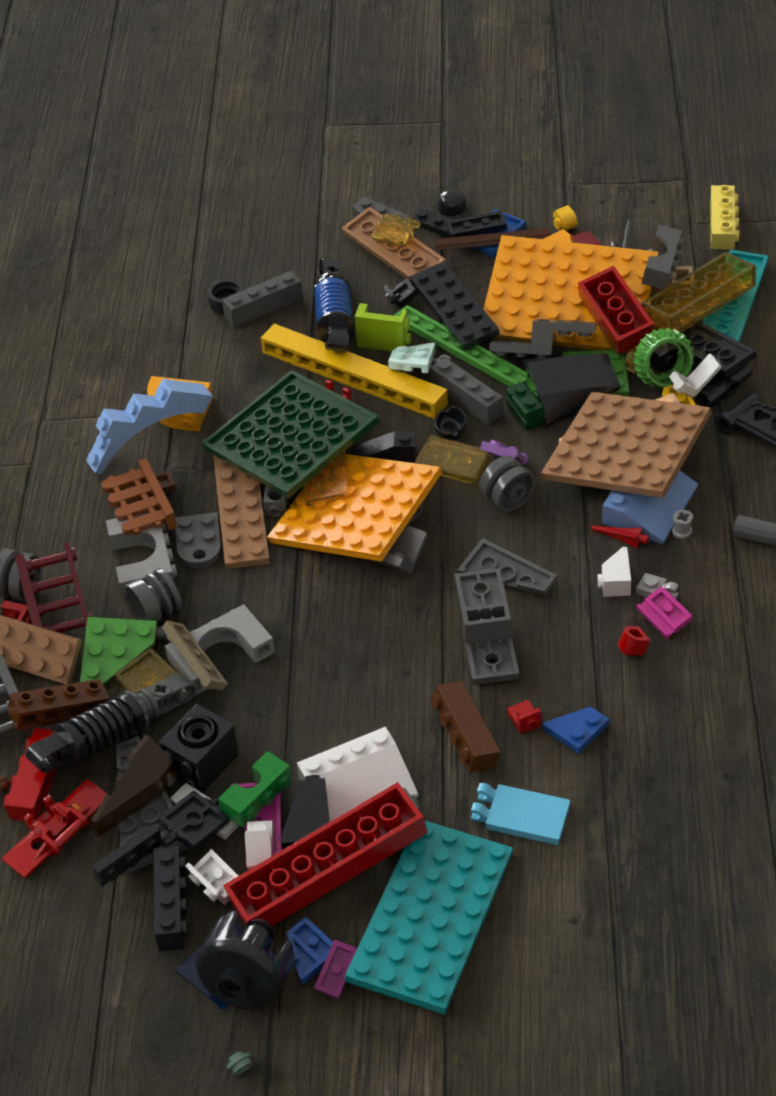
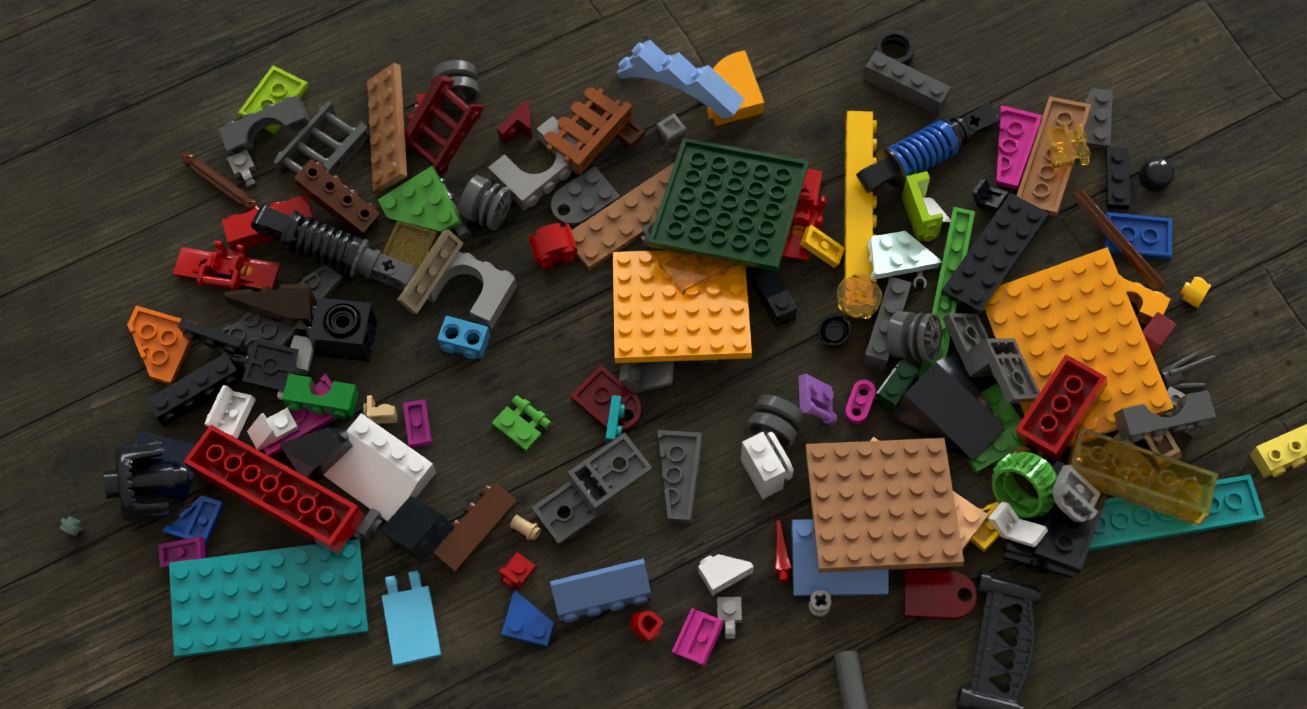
camera: 60 degrees right, 20 degrees up
(90, 550) = (518, 120): none -> dark red slope
(92, 913) = (159, 343): none -> orange plate
(178, 457) = (671, 127): none -> light grey tile
(233, 567) = (553, 245): none -> red brick
(271, 668) = (466, 332): none -> dark azure brick
(302, 752) = (380, 415): none -> tan bracket
(329, 733) = (417, 423): none -> magenta plate
(367, 263) = (1016, 141): none -> dark pink wing
(370, 400) = (822, 246): none -> yellow plate
(385, 667) = (516, 428): none -> bright green plate
(405, 594) = (596, 394): none -> dark red tile
(432, 588) = (616, 412): none -> teal plate
(434, 398) = (859, 308): none -> clear yellow plate
(441, 763) = (416, 529): none -> black brick
(454, 458) = (795, 353): clear yellow tile -> none
(476, 224) = (1127, 214): black plate -> none
(487, 694) = (526, 528): none -> tan pin
(497, 366) = (914, 335): none -> dark grey wheel
(522, 434) = (860, 403): none -> dark pink plate
(542, 503) = (766, 463): none -> white brick
(584, 657) = (601, 590): none -> medium blue slope
(694, 328) = (1075, 495): none -> light grey slope
(716, 458) = (935, 594): none -> dark red tile

